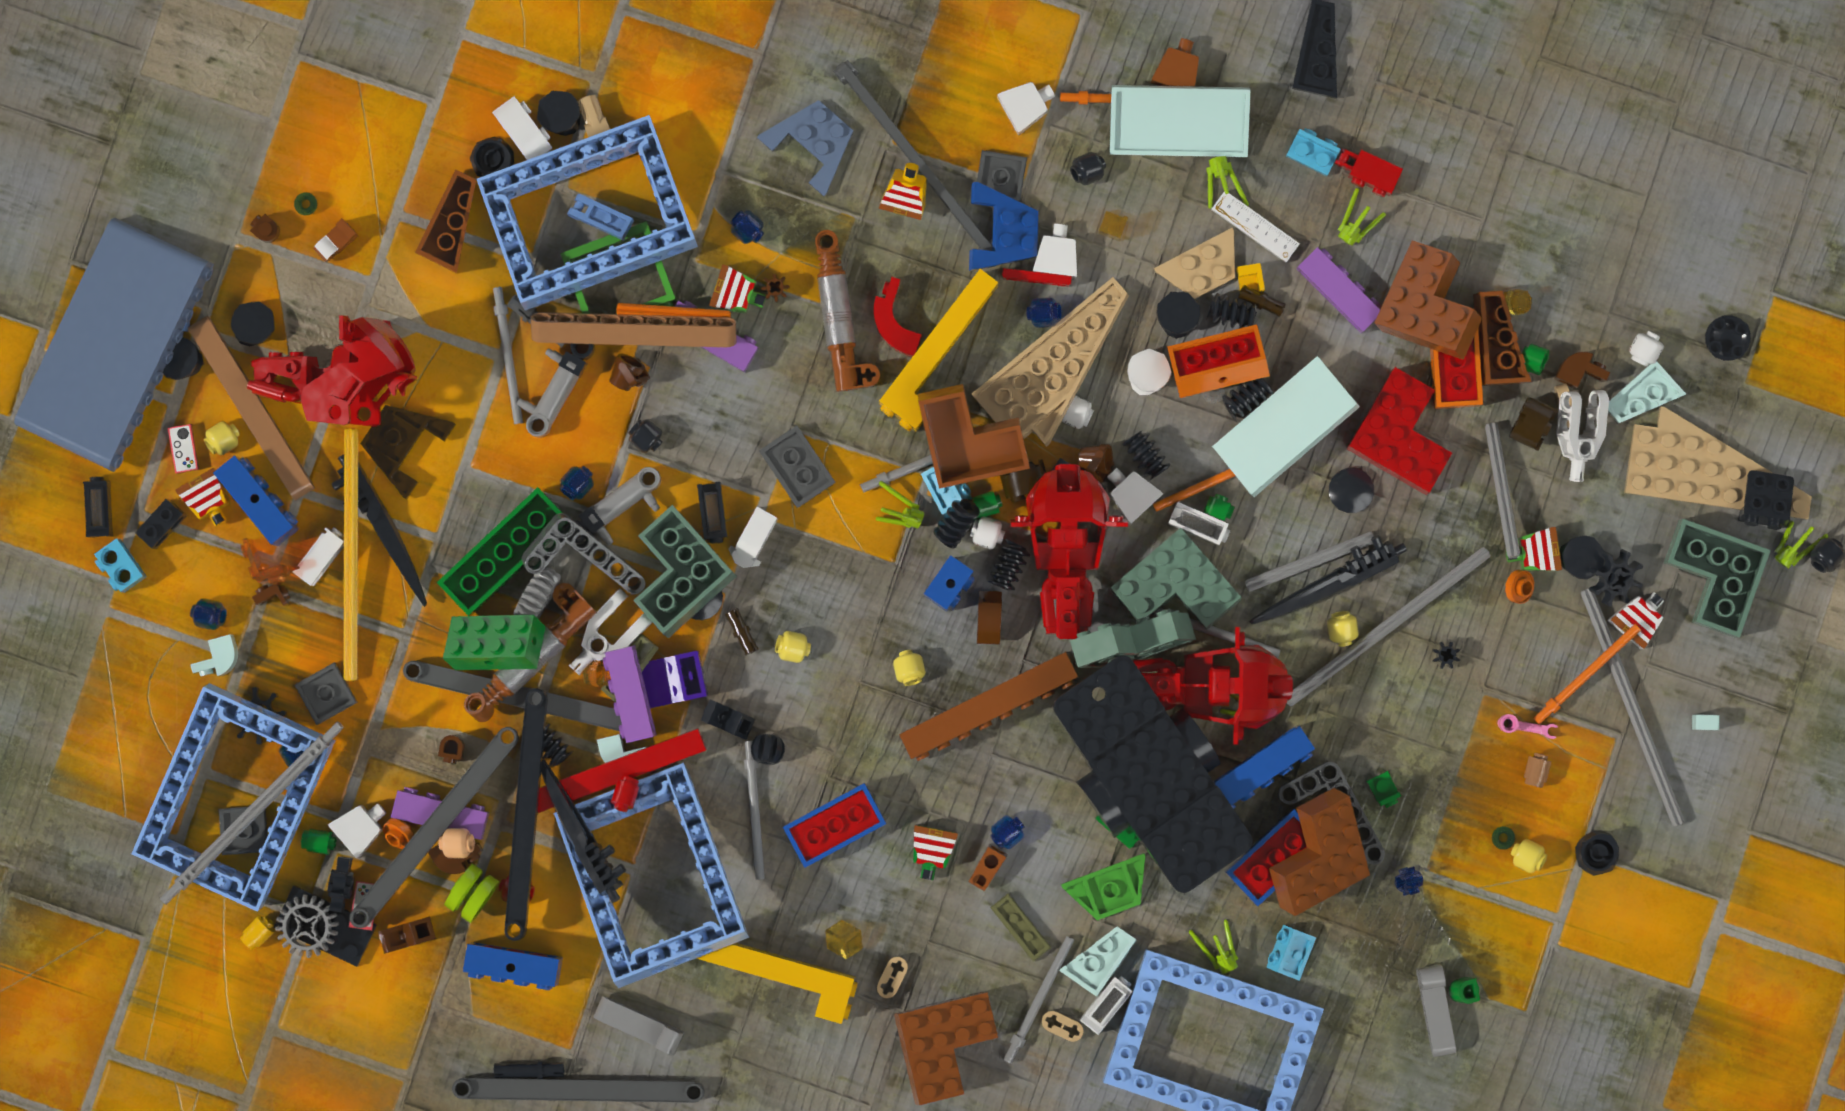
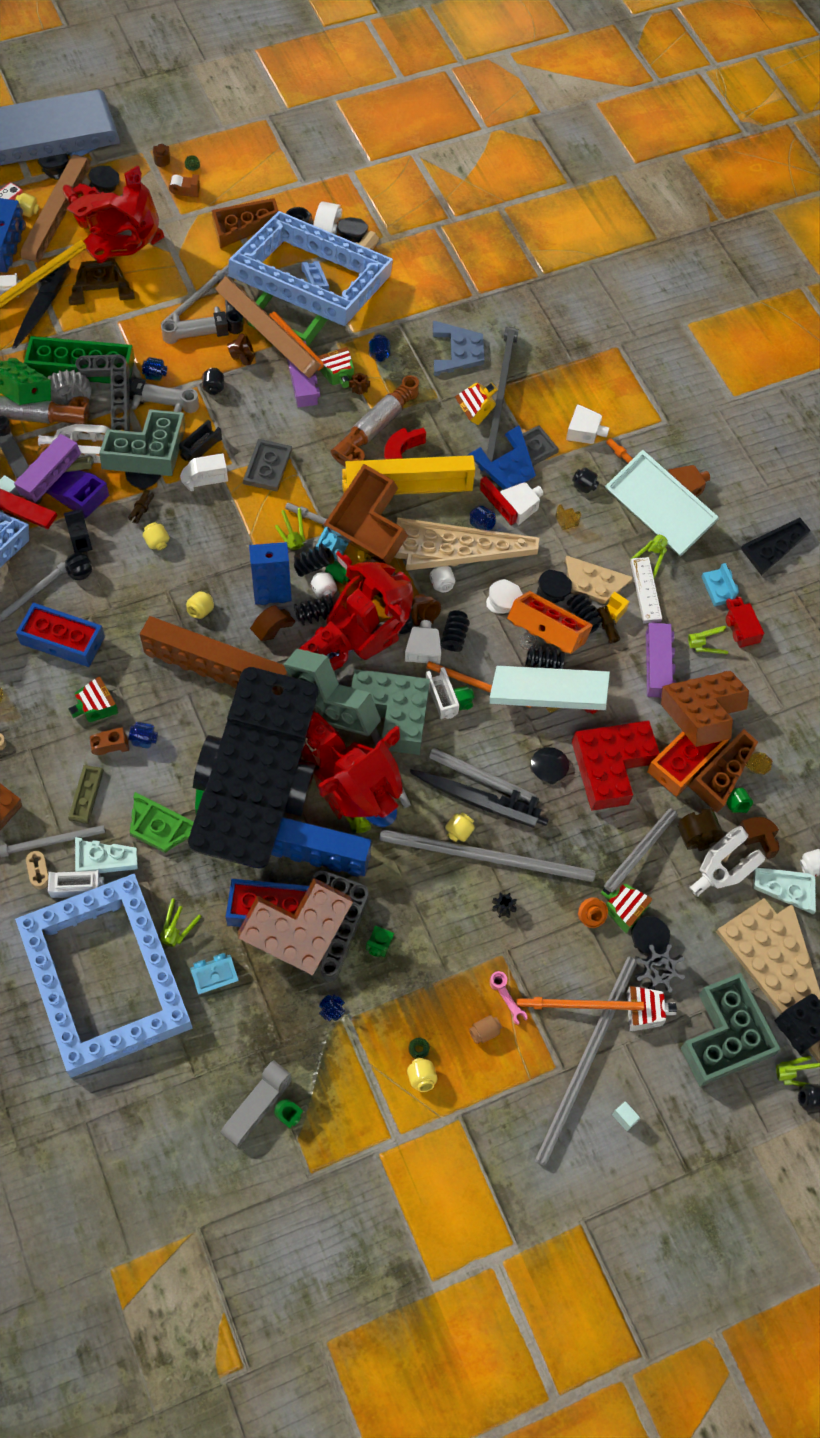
camera: 35 degrees right, 25 degrees down
(1597, 853) = (468, 1123): black hat -> none

